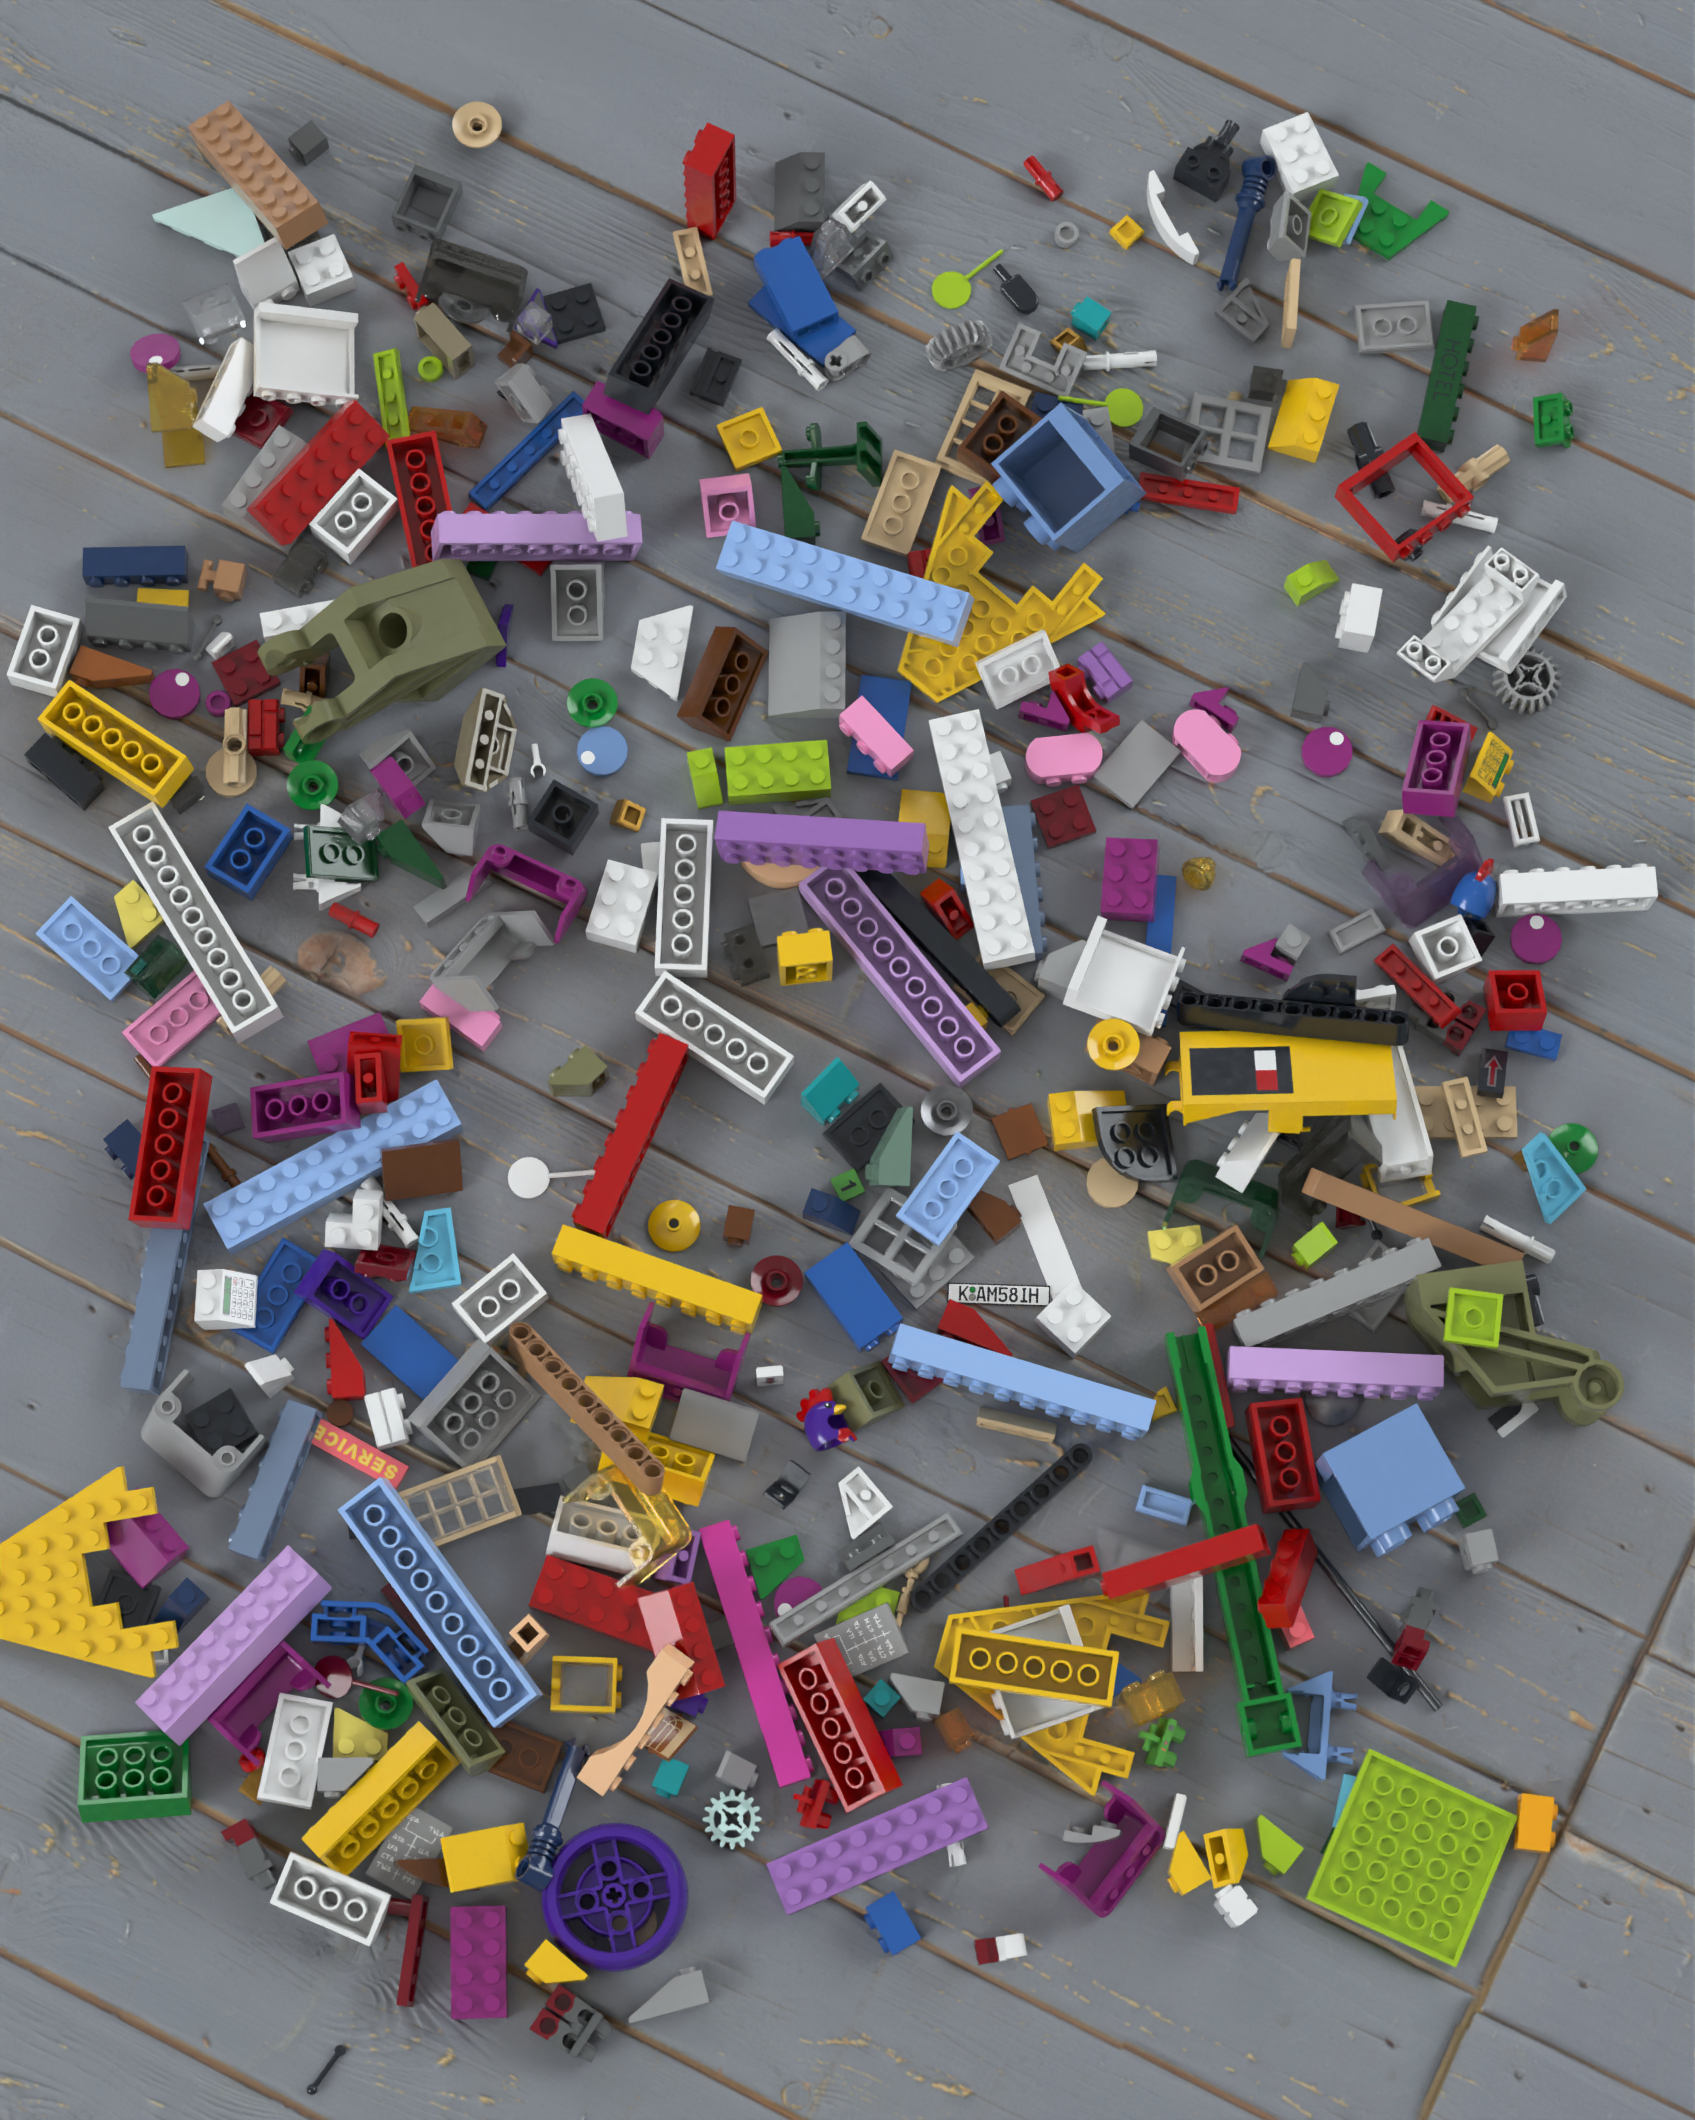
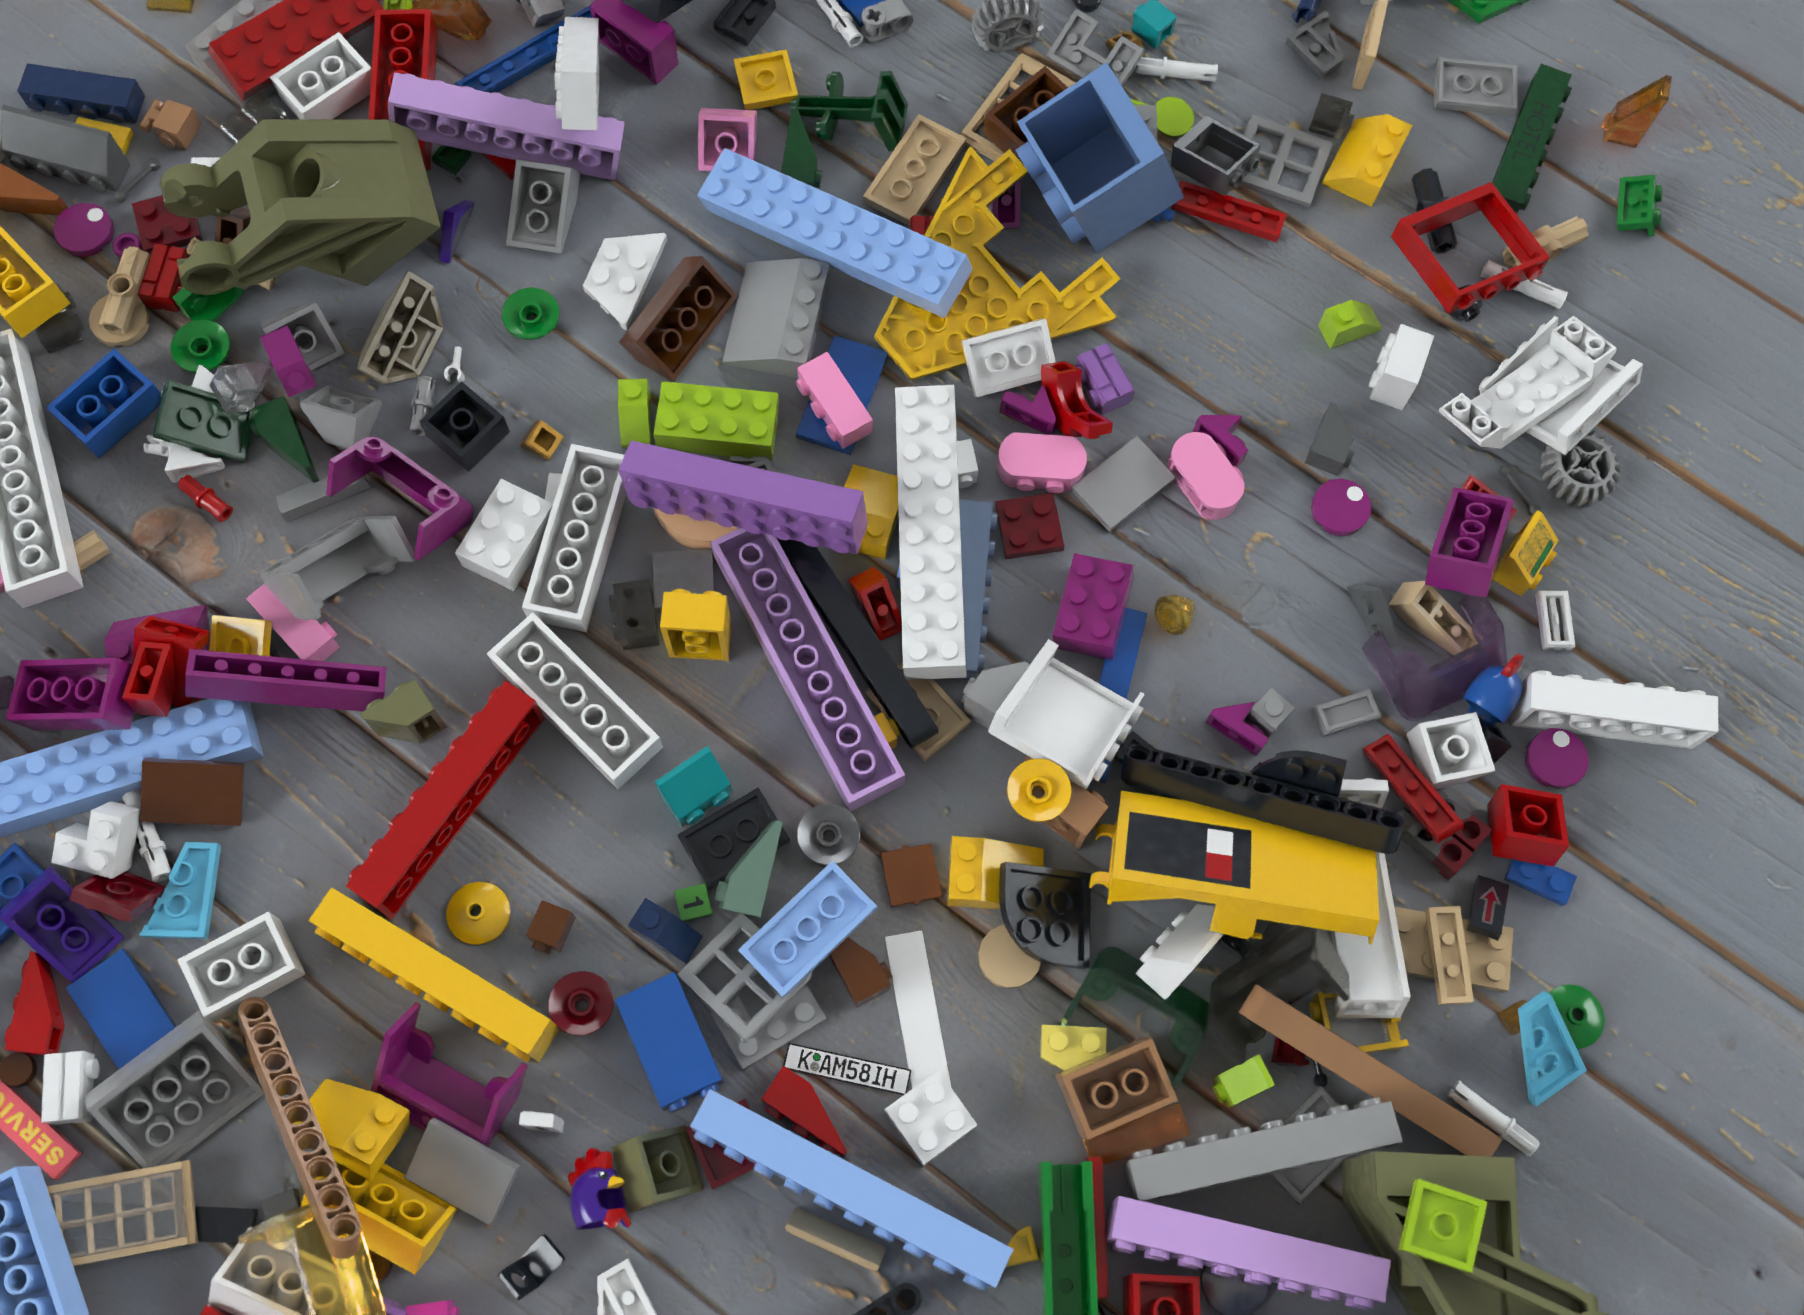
camera: 10 degrees right, 5 degrees down
(220, 645) = (147, 188): white slope -> none
(476, 1065) = (282, 680): none -> magenta brick
(531, 1177) = (326, 825): white piece -> none
(602, 751) = (530, 367): medium blue tile -> none

